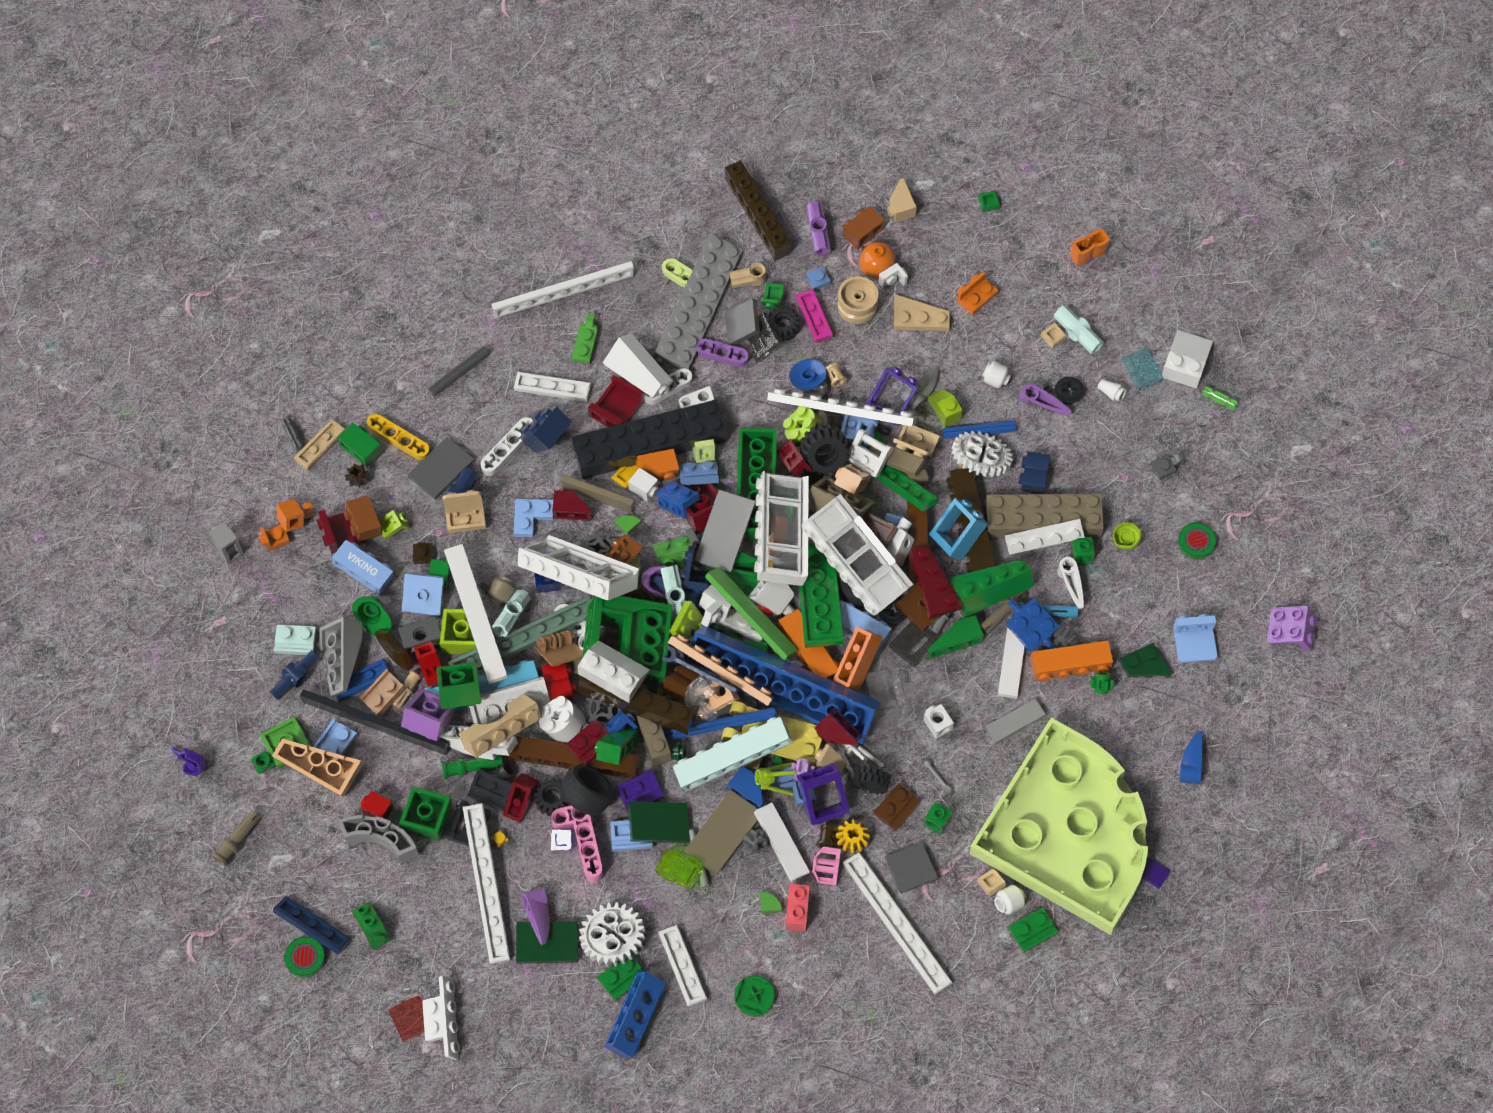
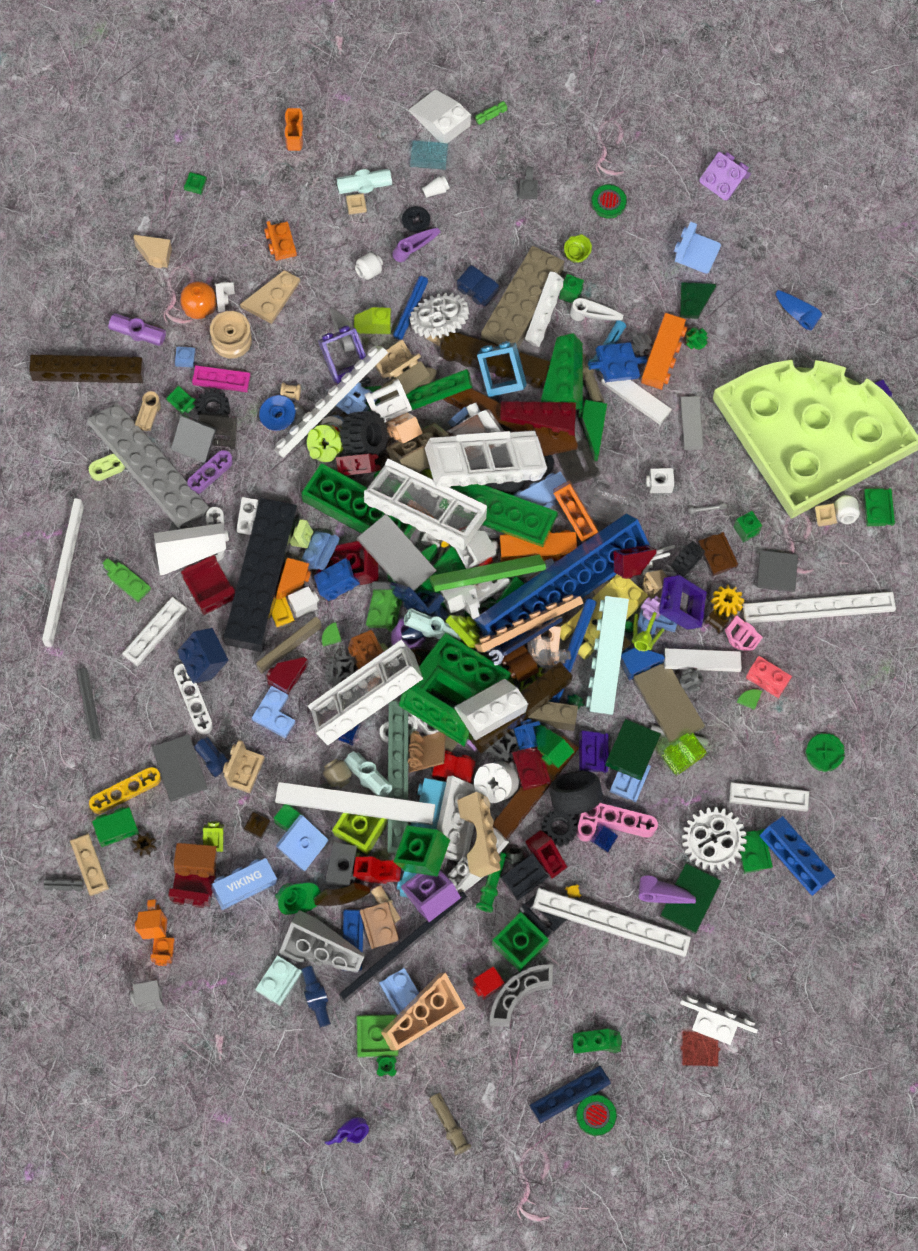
camera: 65 degrees left, 5 degrees up
(863, 227) = (159, 292): dark orange brick -> none

